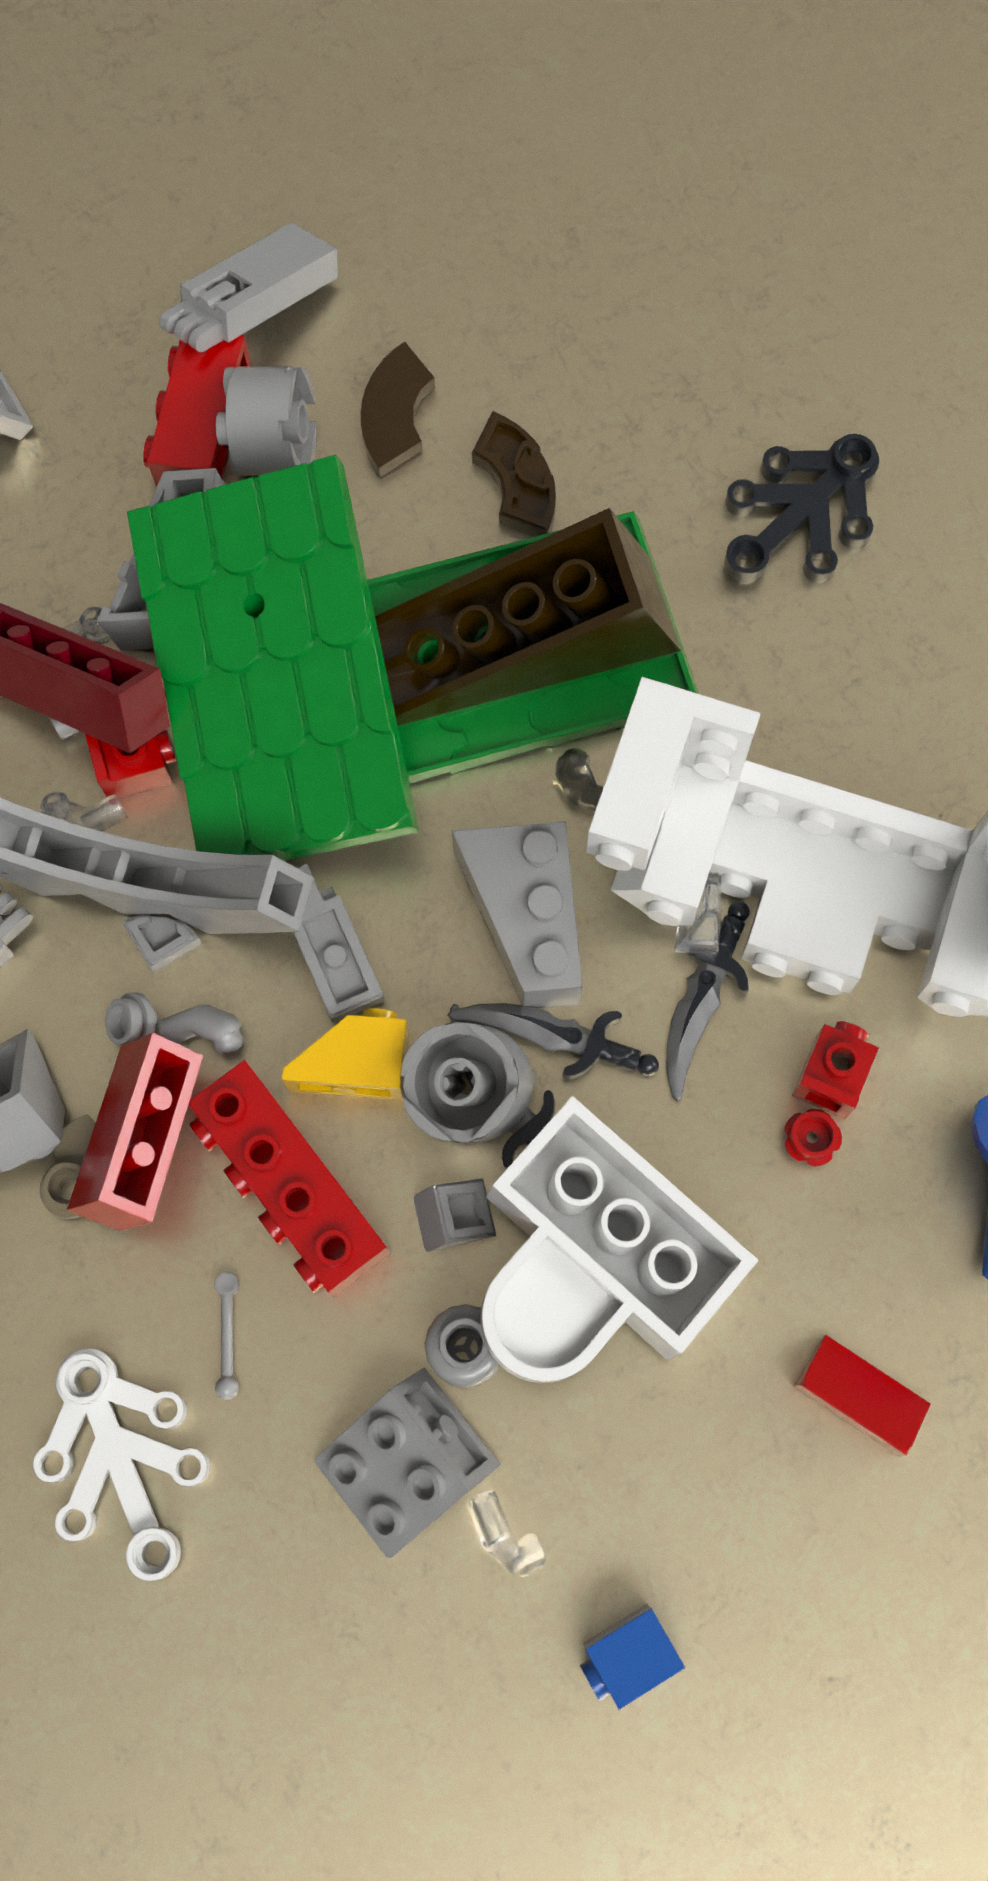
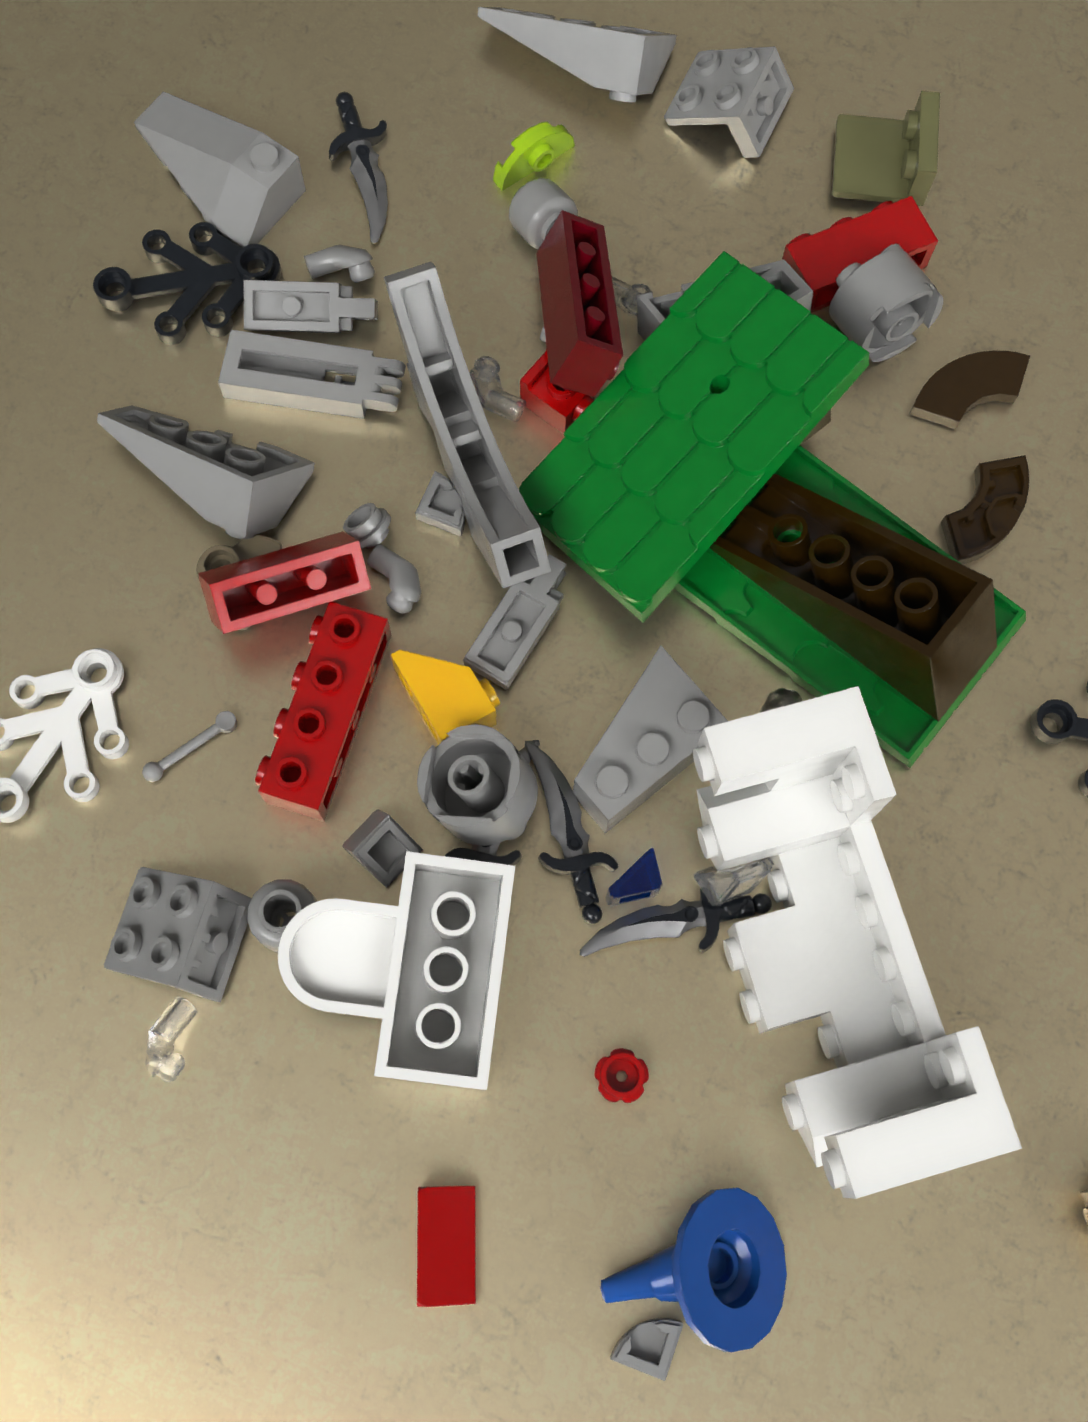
camera: 50 degrees right, 0 degrees up
(117, 321) = (887, 156): none -> olive bracket
(250, 287) = (980, 219): light grey hinge -> none
(630, 1658) = (136, 1190): blue brick -> none
(648, 999) = (637, 883): none -> clear blue slope
(823, 1083) = (668, 1066): red brick -> none

